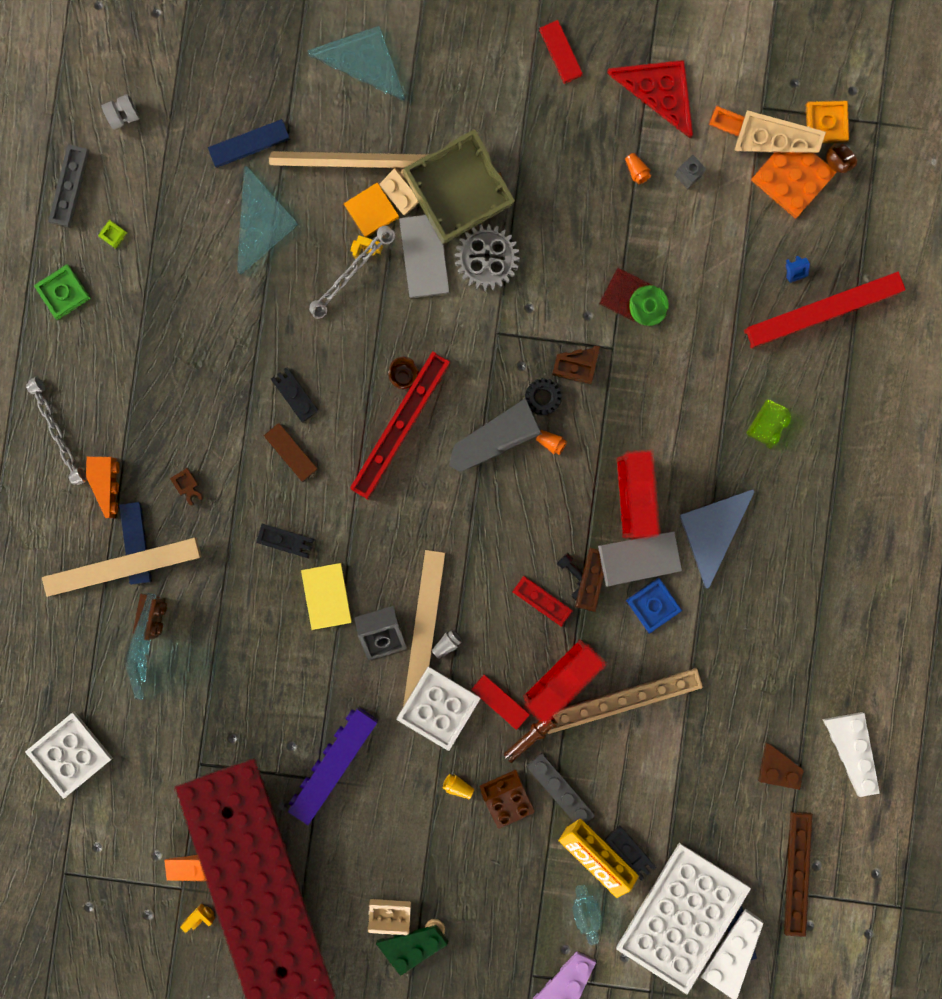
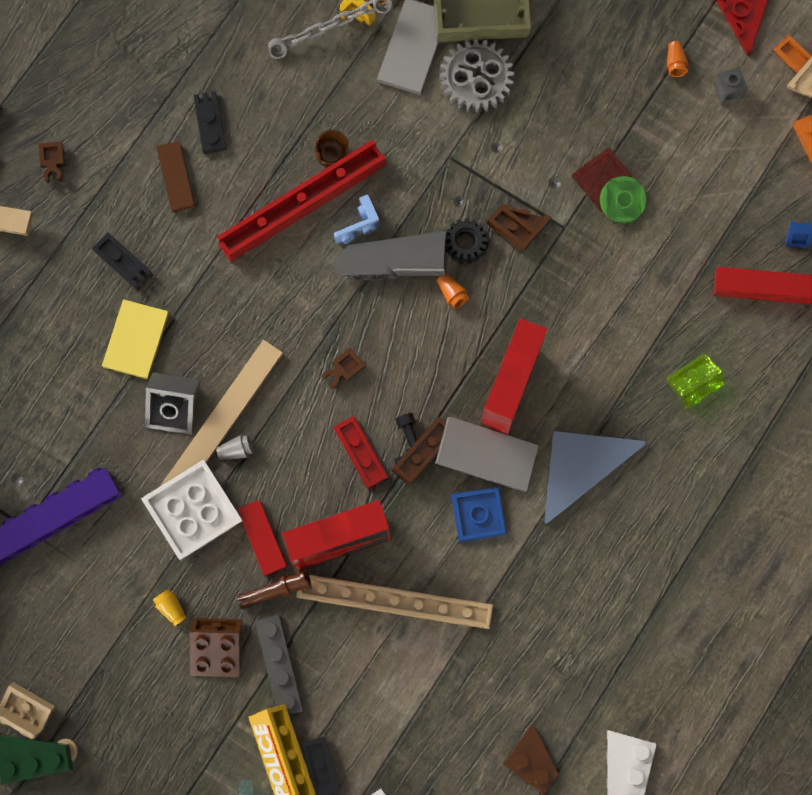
camera: 30 degrees right, 10 degrees down
(455, 410) = (367, 226): none -> light blue bracket
(499, 540) = (346, 366): none -> reddish brown plate

